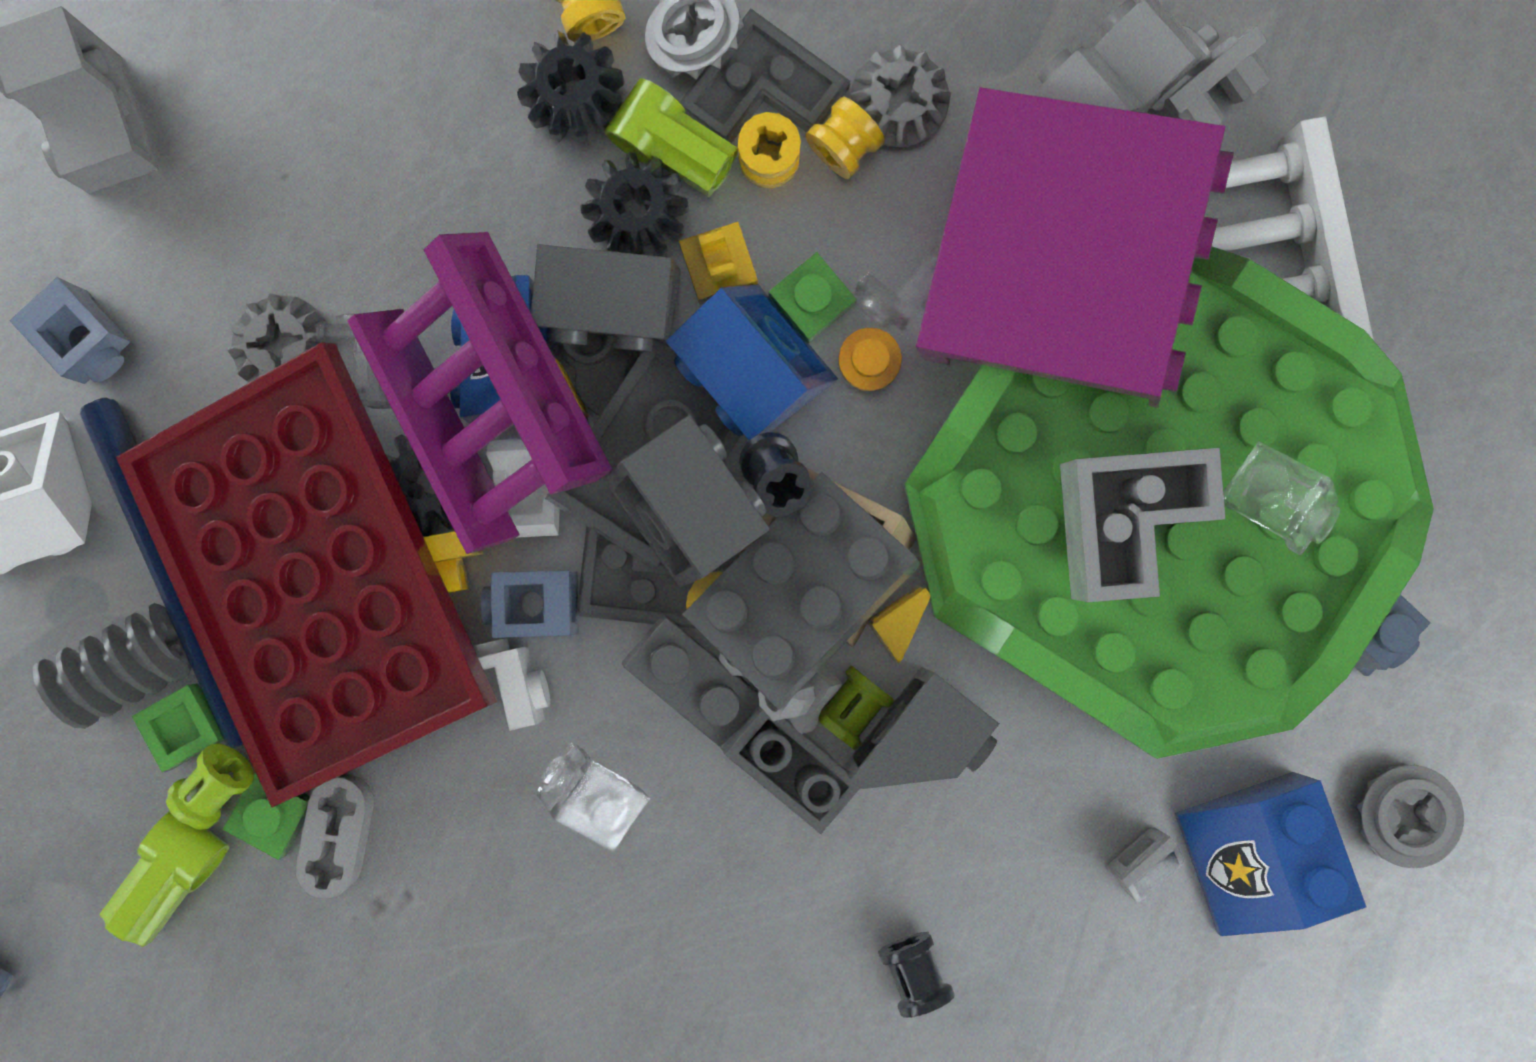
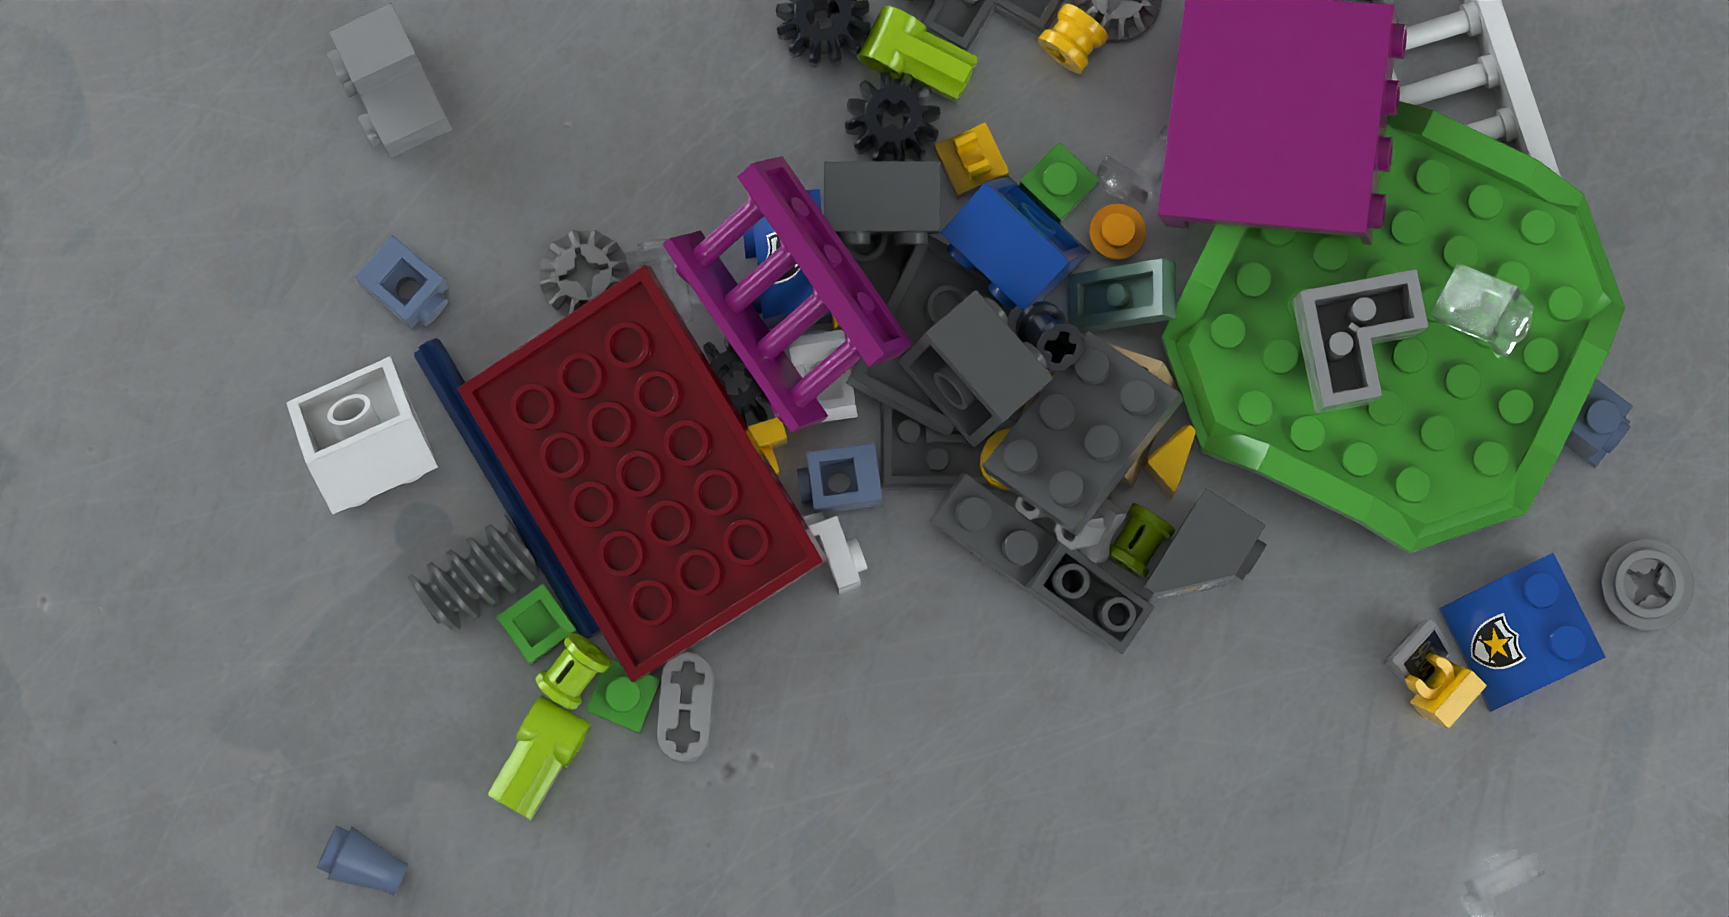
camera: 10 degrees left, 5 degrees down
(590, 797) = (912, 646): clear bracket -> none
(772, 164) = (1002, 66): yellow wheel -> none
(867, 433) = (1123, 295): none -> sand green plate
(916, 975) = (1221, 770): black bush -> none
(1176, 916) = (1447, 691): none -> yellow tile

